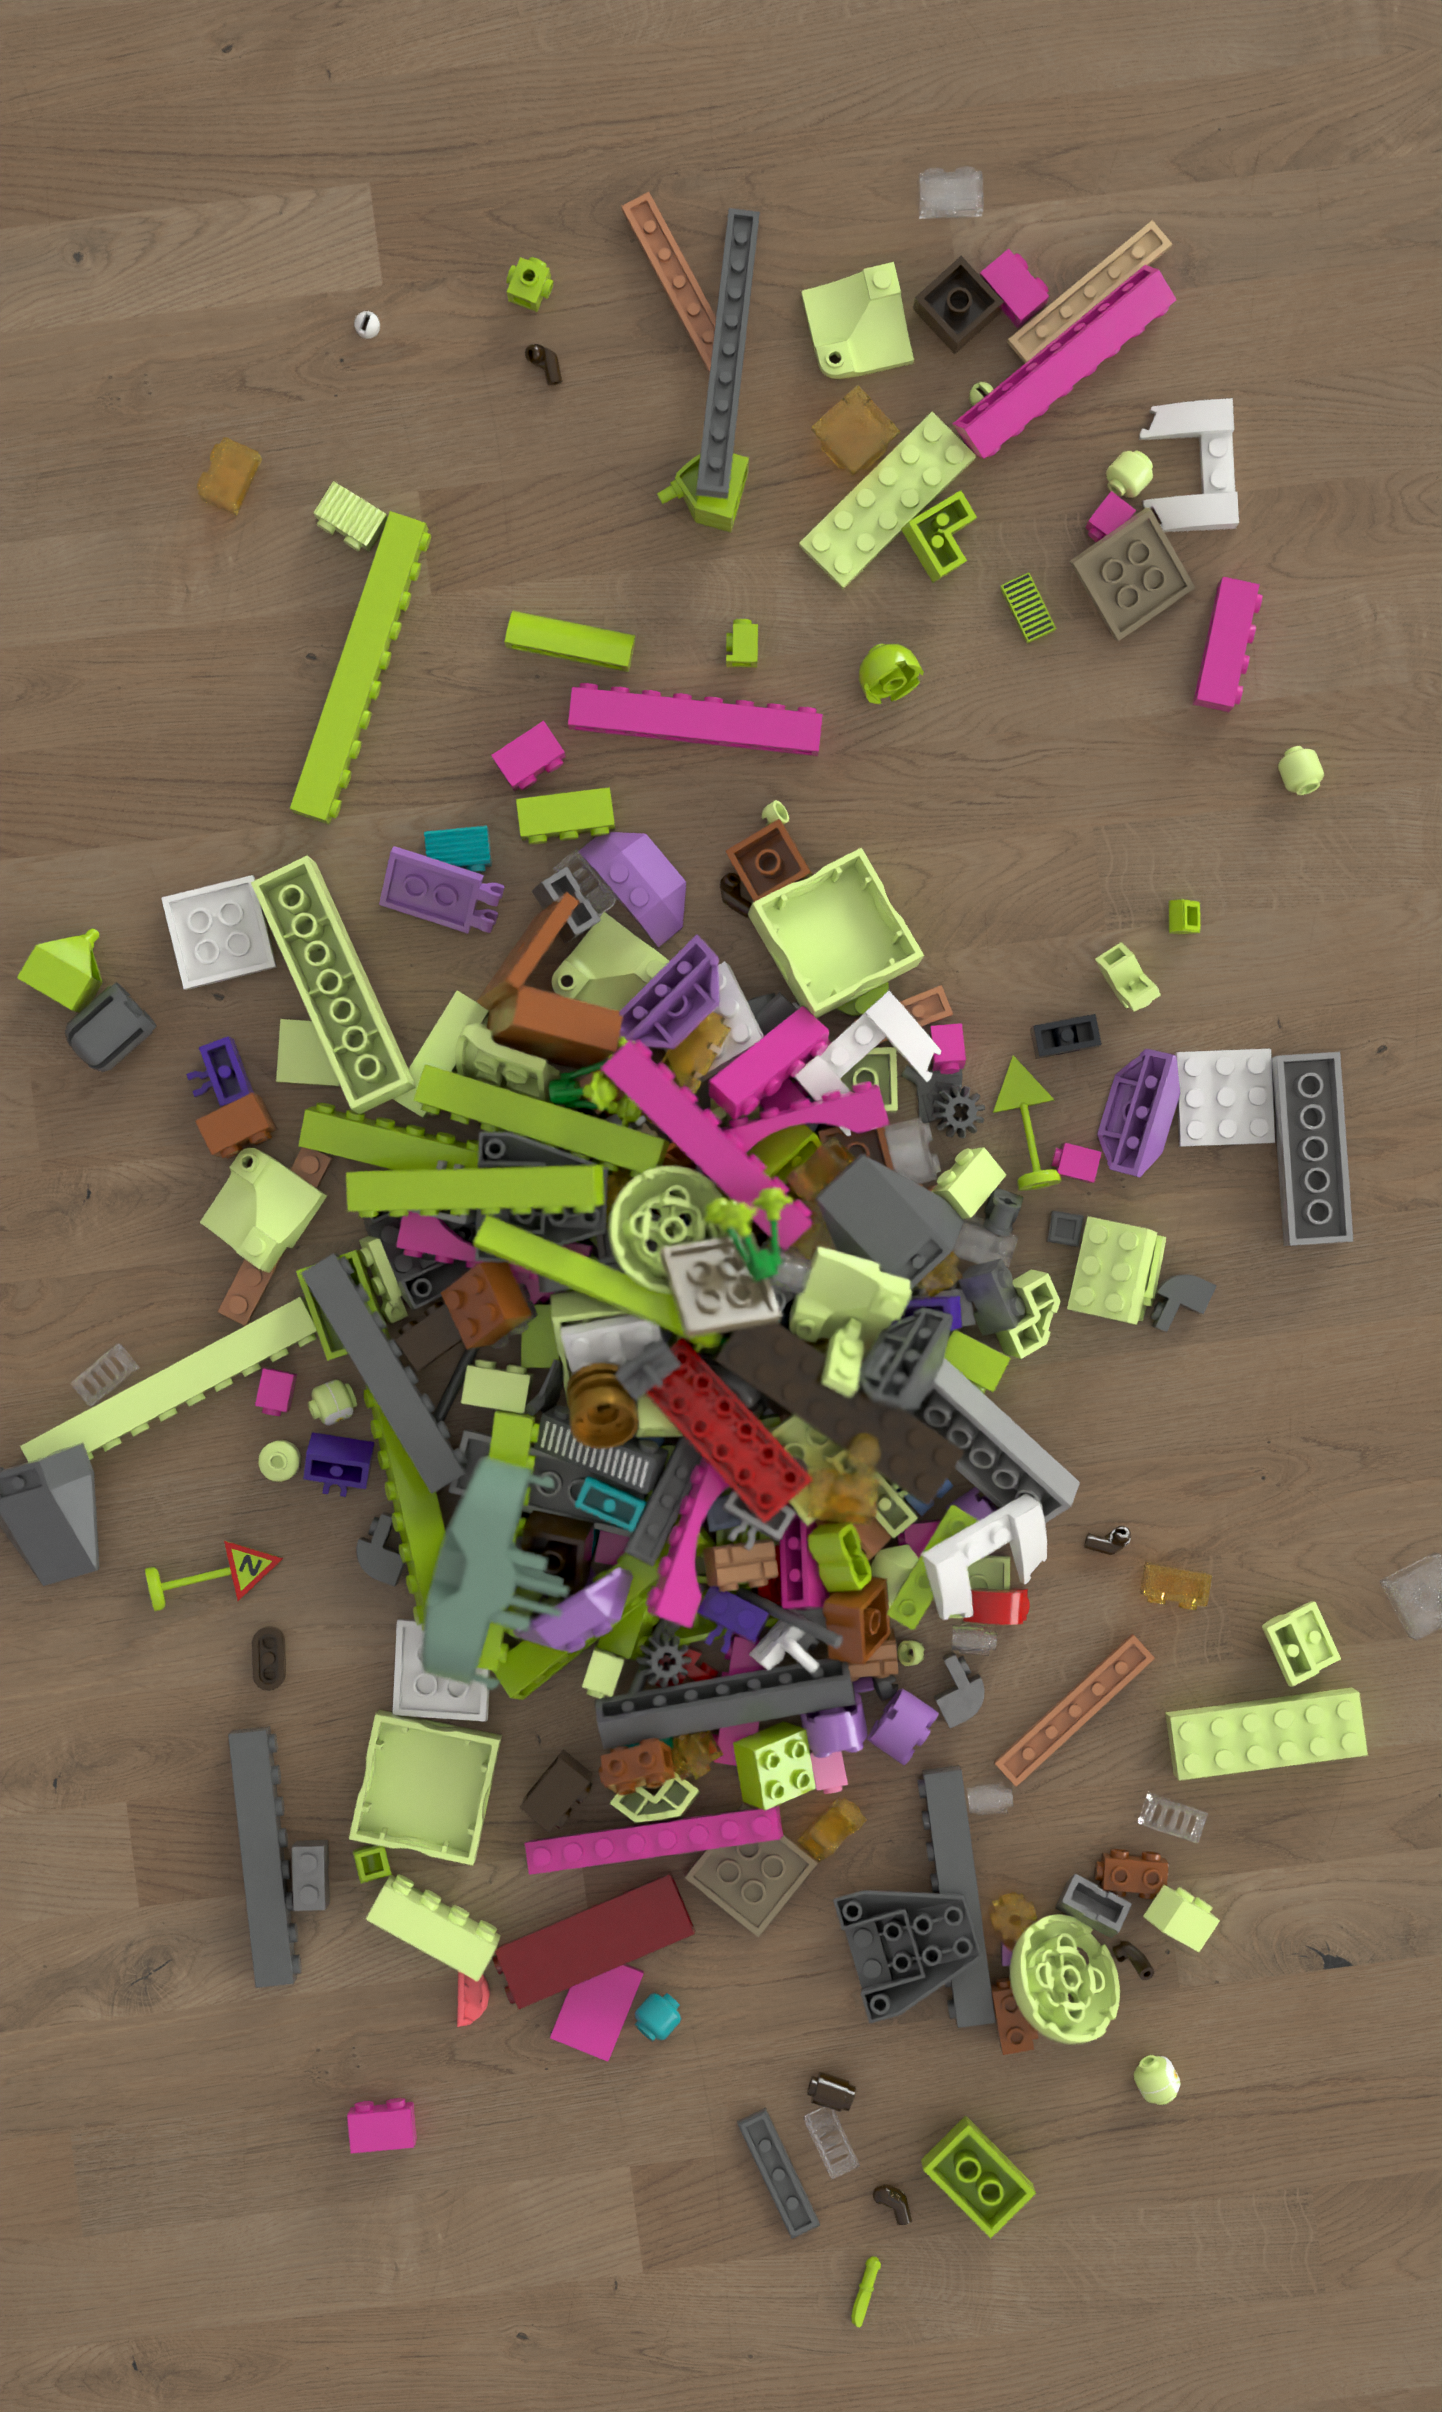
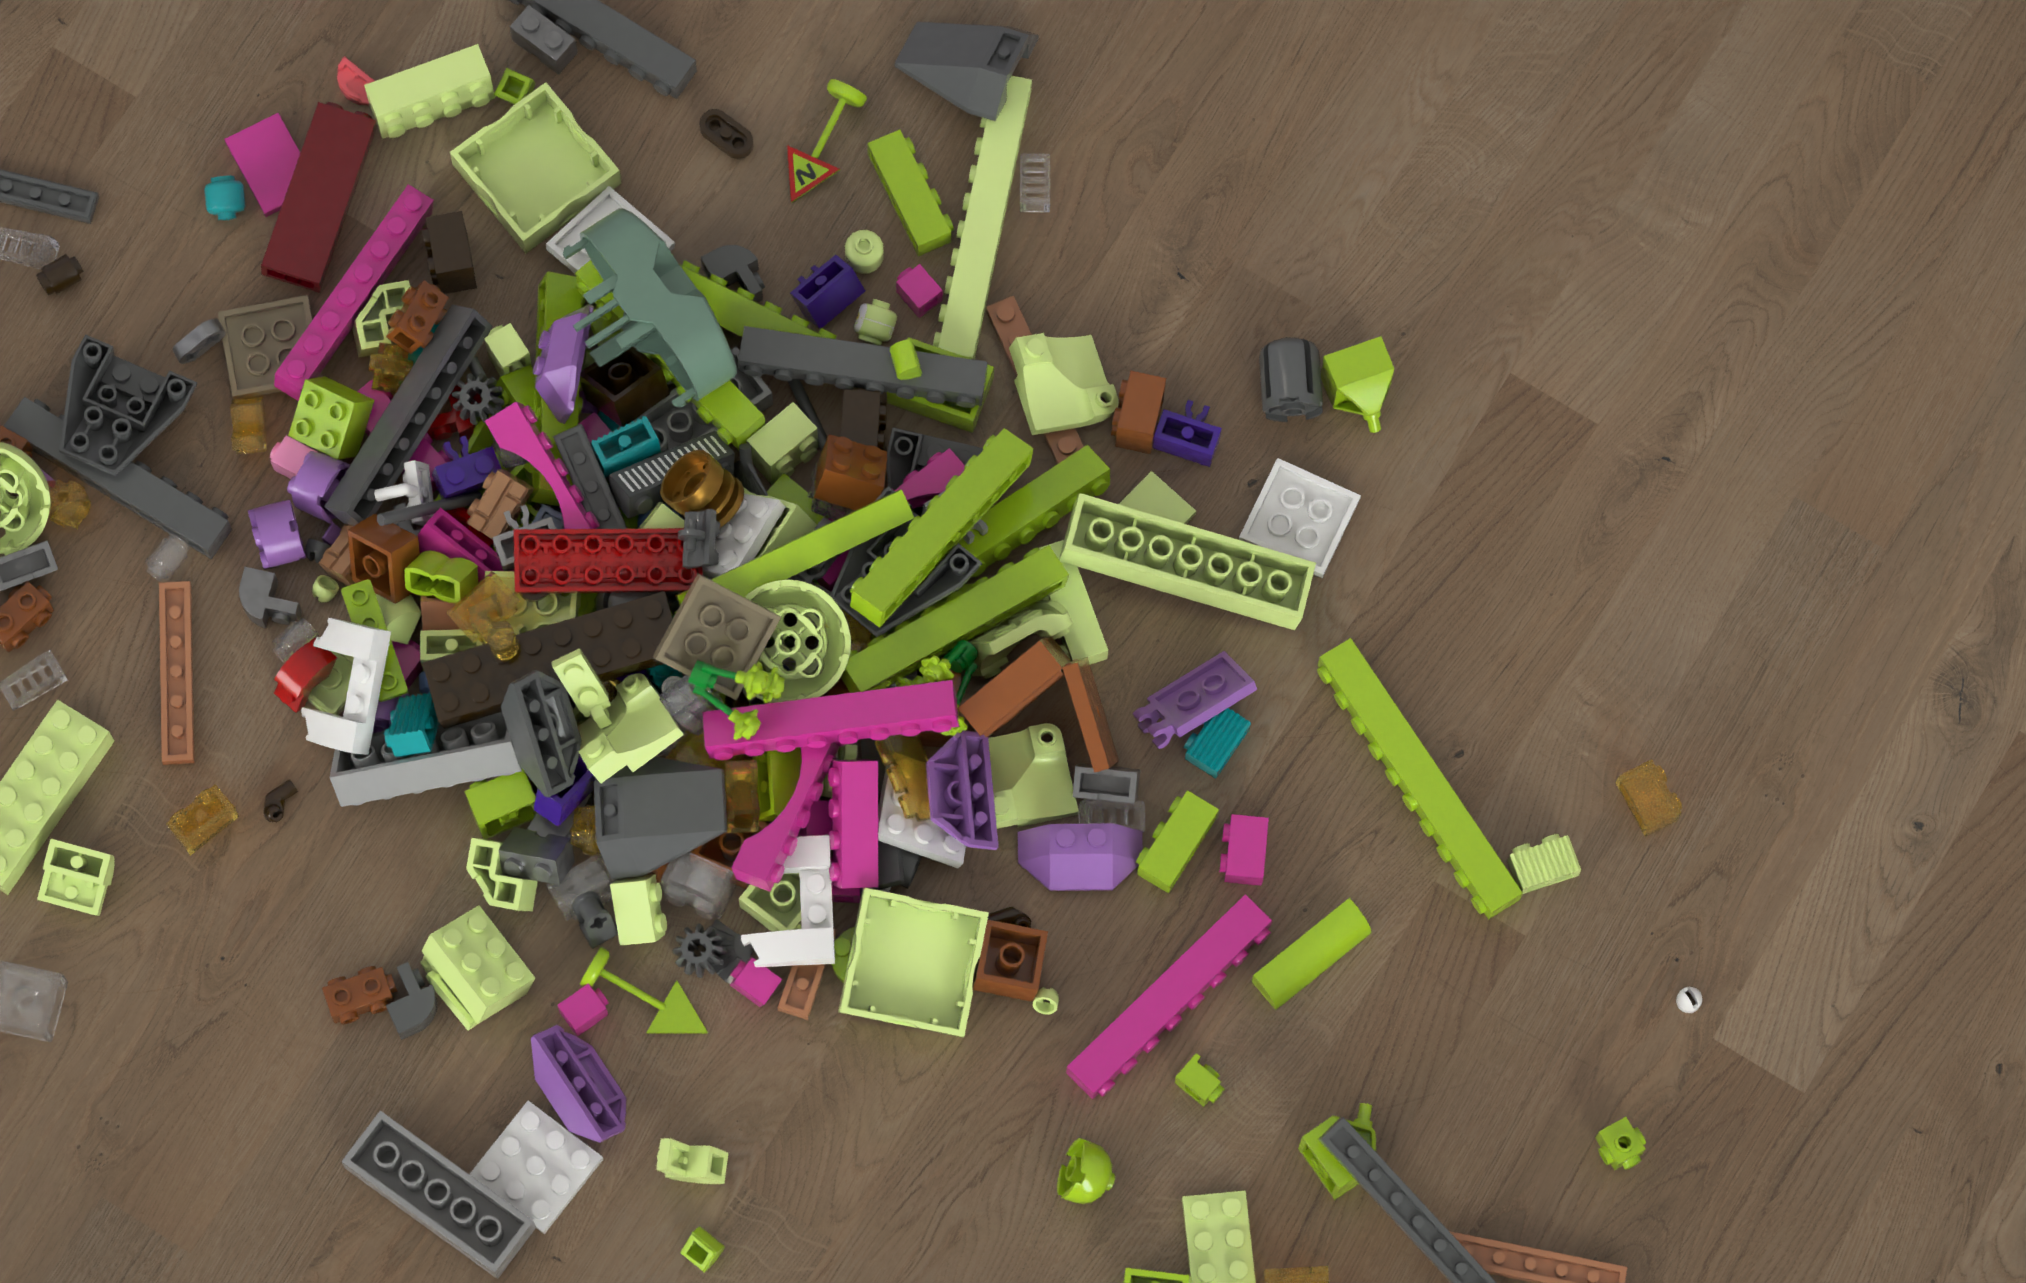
camera: 130 degrees right, 15 degrees down
(198, 1467) = (909, 192): none -> lime brick
(356, 1336) = (905, 360): none -> lime brick
(383, 1278) = (933, 427): yellowish green hinge -> none
(547, 360) = (1551, 1113): dark brown arm -> none
(795, 1930) = (198, 341): none -> flat silver beam
(978, 1475) = (412, 726): none -> teal brick
(1065, 1036) = (687, 1077): black brick -> none
(1065, 1228) = (542, 962): dark grey tile -> none
(1198, 1339) = (359, 994): none -> dark orange brick

